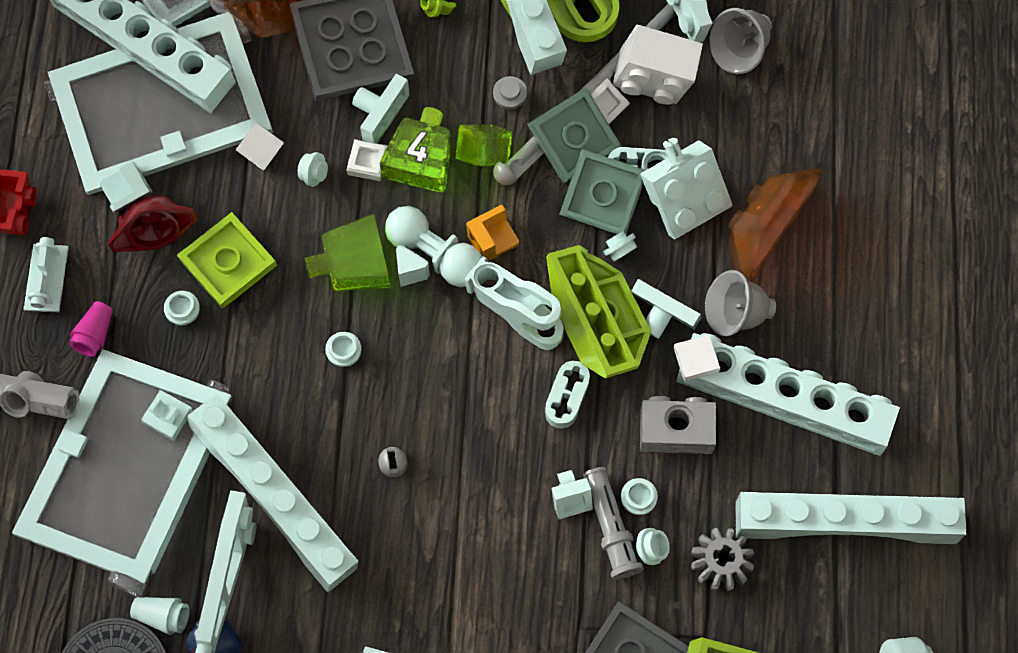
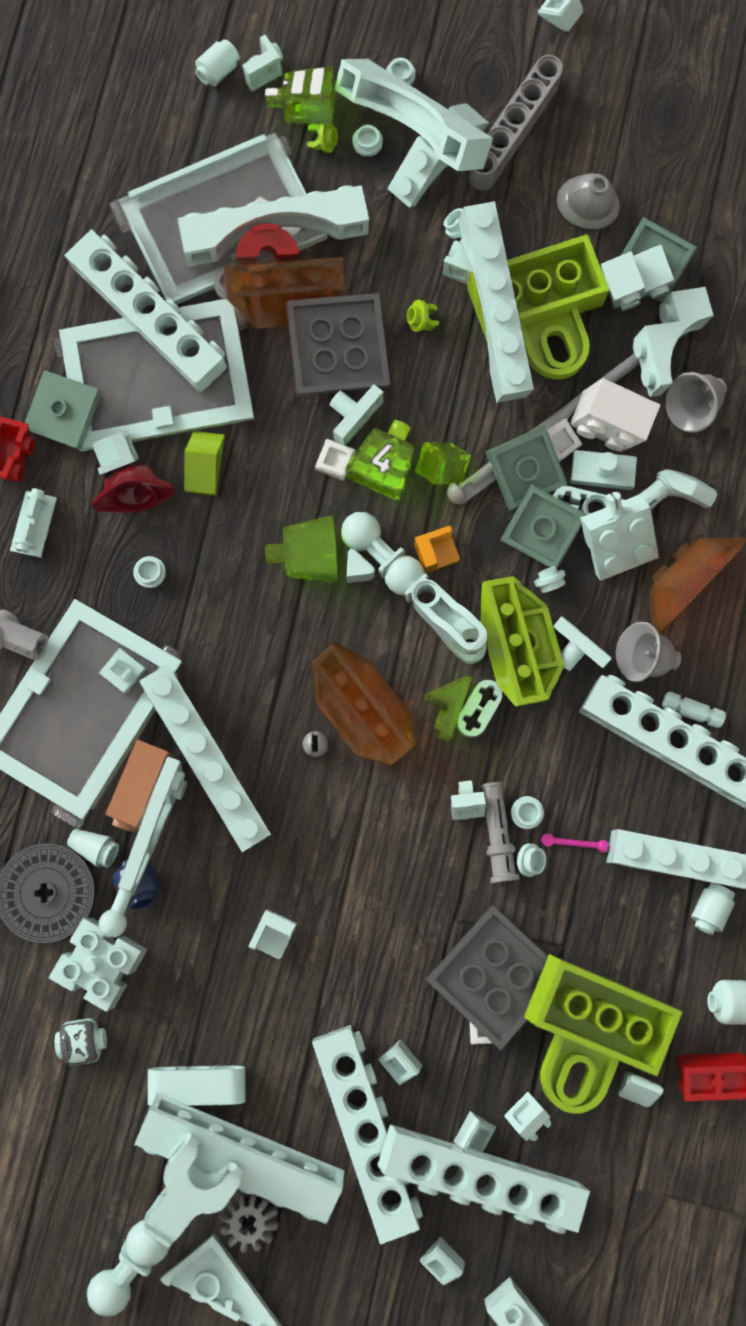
camera: 10 degrees right, 10 degrees up
(63, 152) = (62, 409): none -> sand green plate
(91, 330) = (67, 580): dark pink cone -> none
(200, 532) = (136, 785): none -> nougat window
(224, 185) = (203, 462): none -> lime slope
(227, 260) = (195, 534): lime plate -> none
(259, 146) = (240, 431): white tile -> none
(312, 169) = (284, 461): light aqua plate -> none
(343, 349) = (287, 634): light aqua plate -> none
(435, 409) = (361, 705): none -> clear orange wedge
(509, 92) = (474, 416): light grey plate -> none
(533, 386) = (450, 696): none -> clear neon green slope
(656, 125) = (603, 470): none -> light aqua tile
(660, 437) = (554, 761): light grey brick -> none
(668, 523) = (548, 840): none -> dark pink hinge
(696, 357) = (601, 699): white tile -> none
(732, 570) = (587, 871): light grey gear -> none
(741, 128) = (679, 485): none -> light aqua arm
(802, 357) = (694, 710): none -> light aqua axle
(862, 565) = (713, 908): none -> light aqua brick

